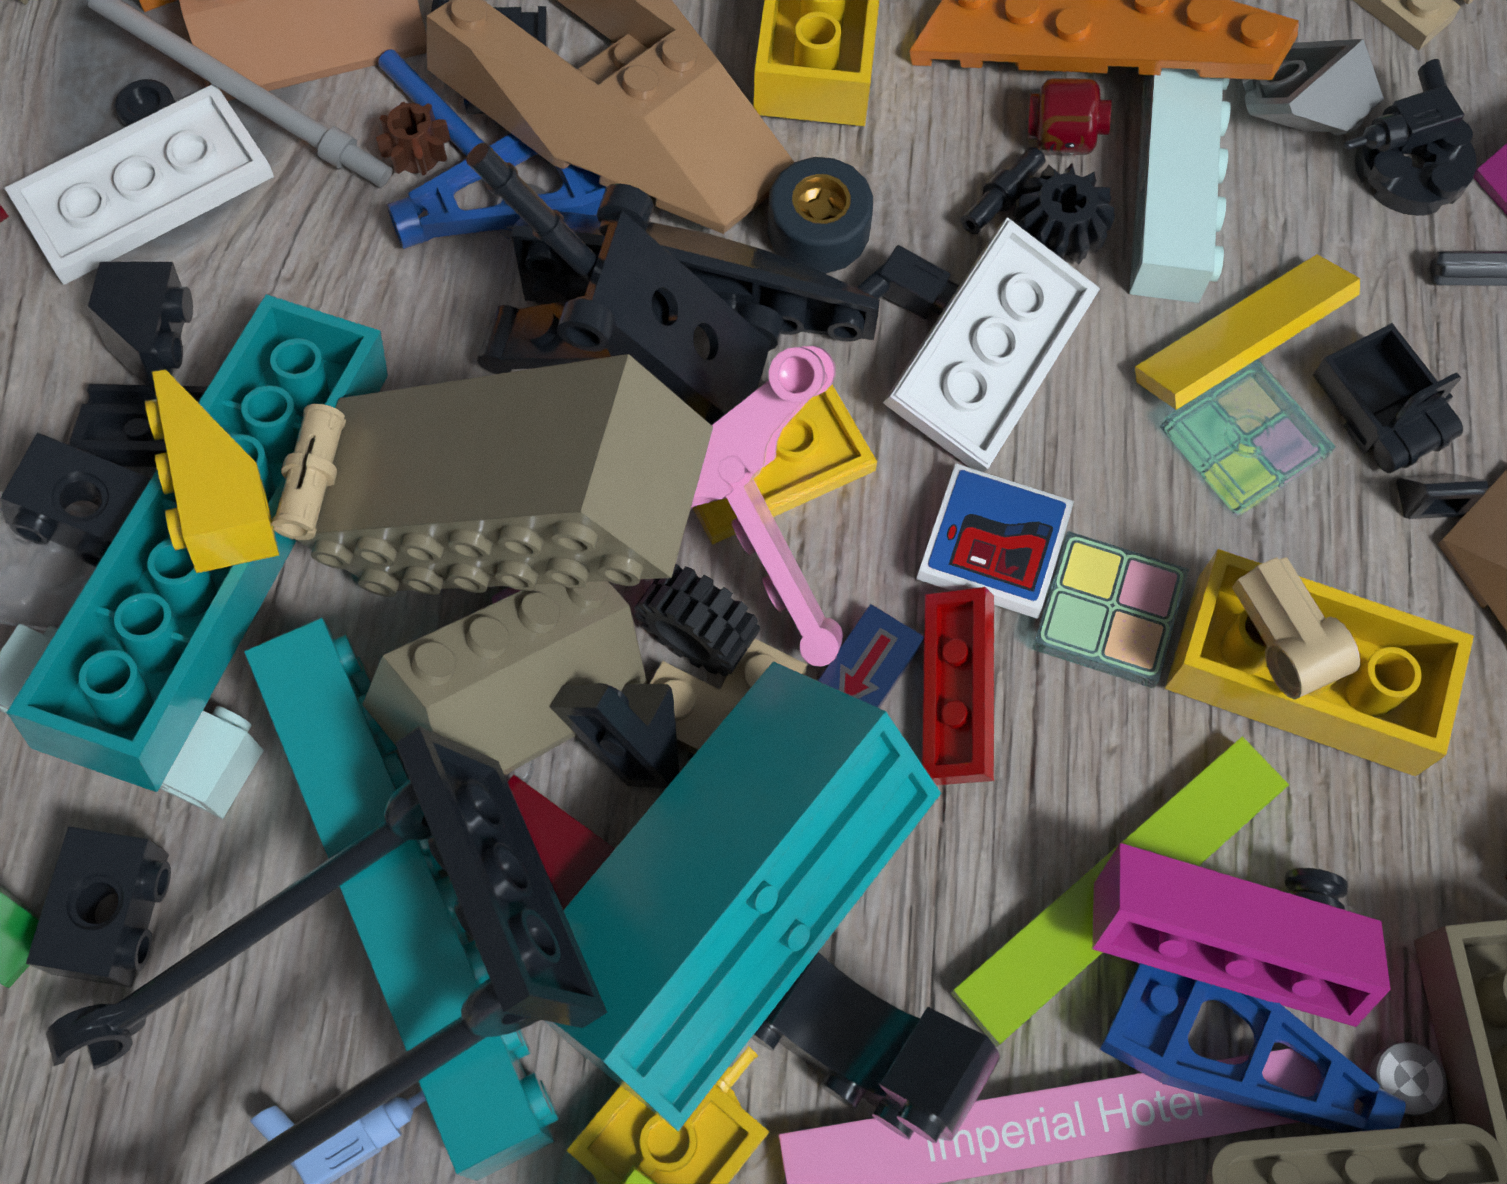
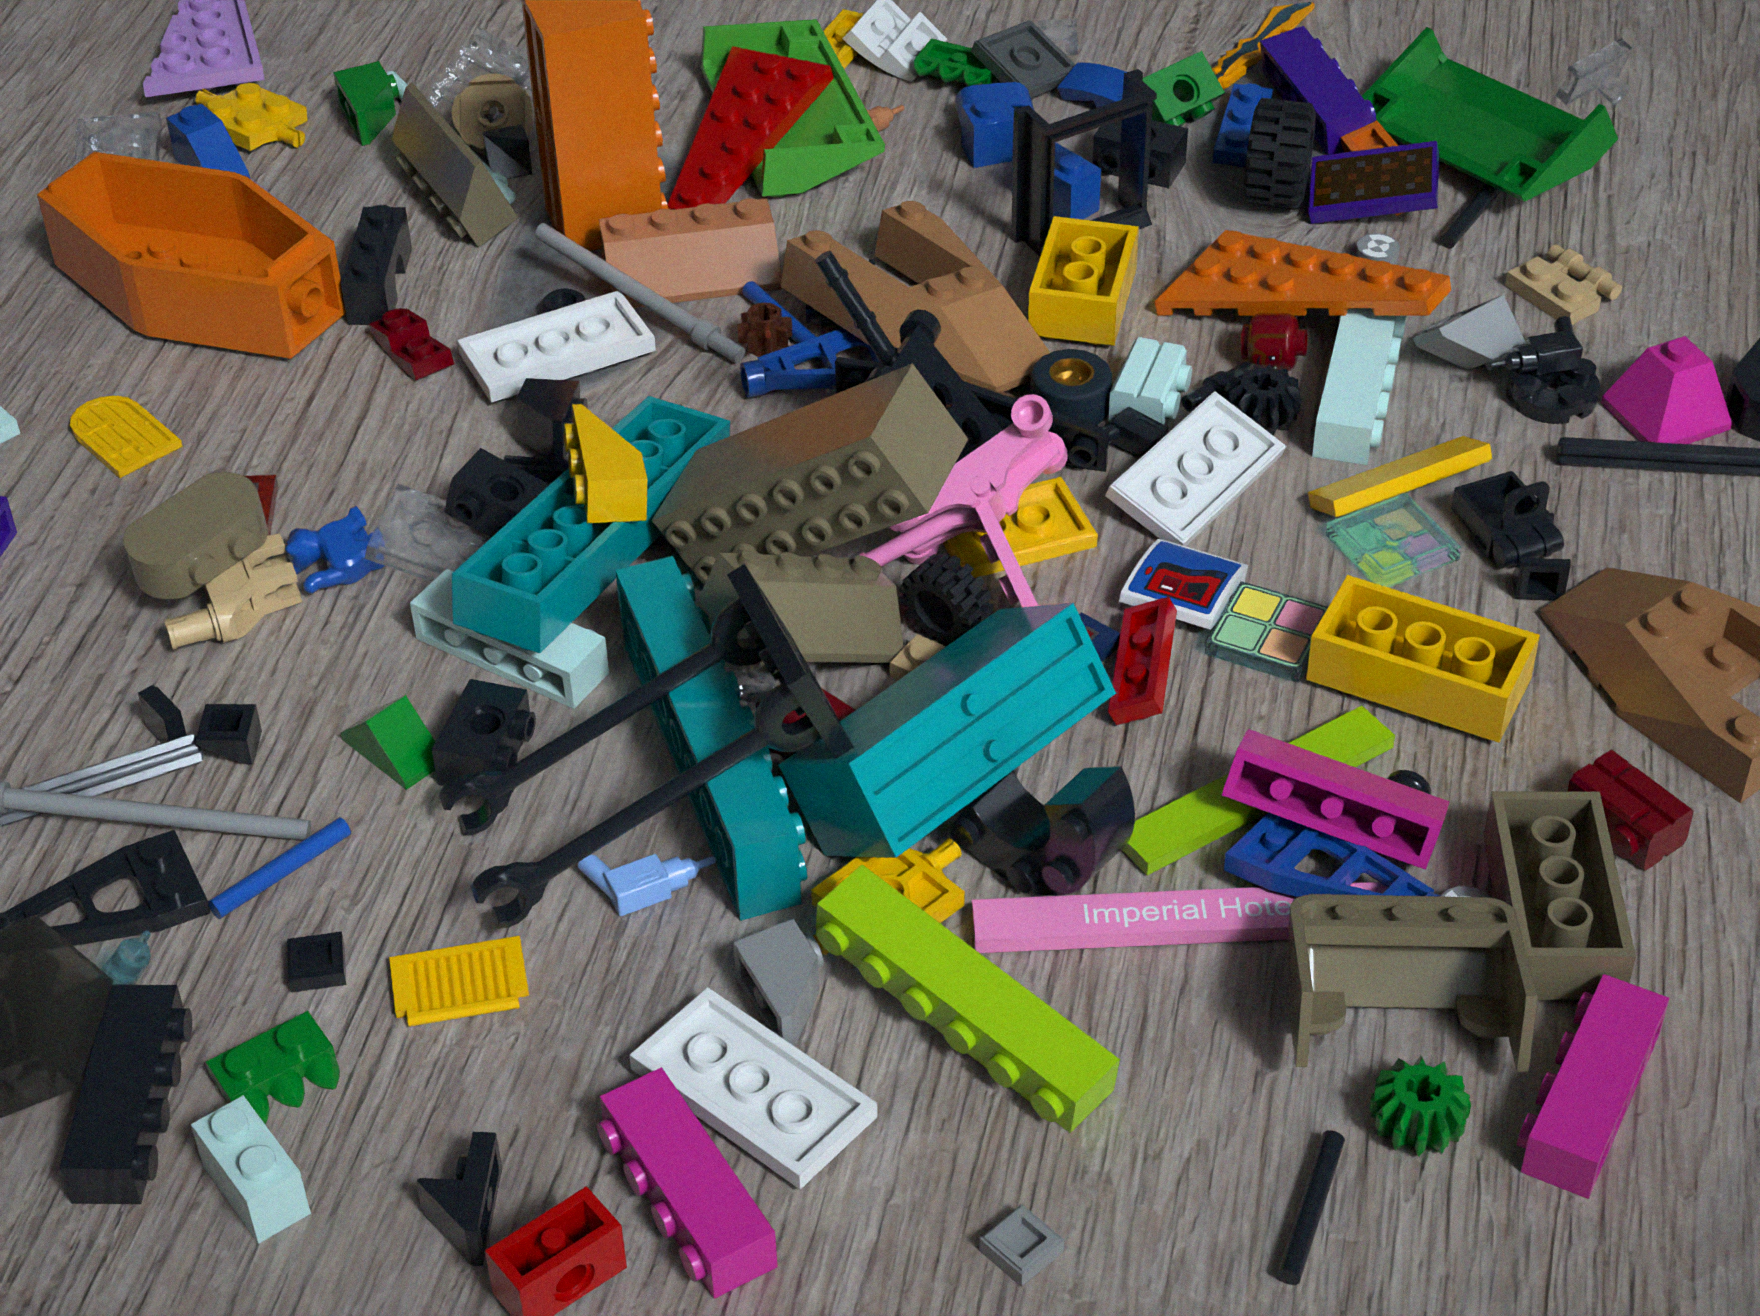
camera: 10 degrees right, 25 degrees down
(309, 472) = (673, 476): tan pin -> none
(625, 728) = (876, 649): black slope -> none
(918, 197) = (1151, 380): none -> light aqua brick
(1301, 643) = (1396, 617): tan piece -> none

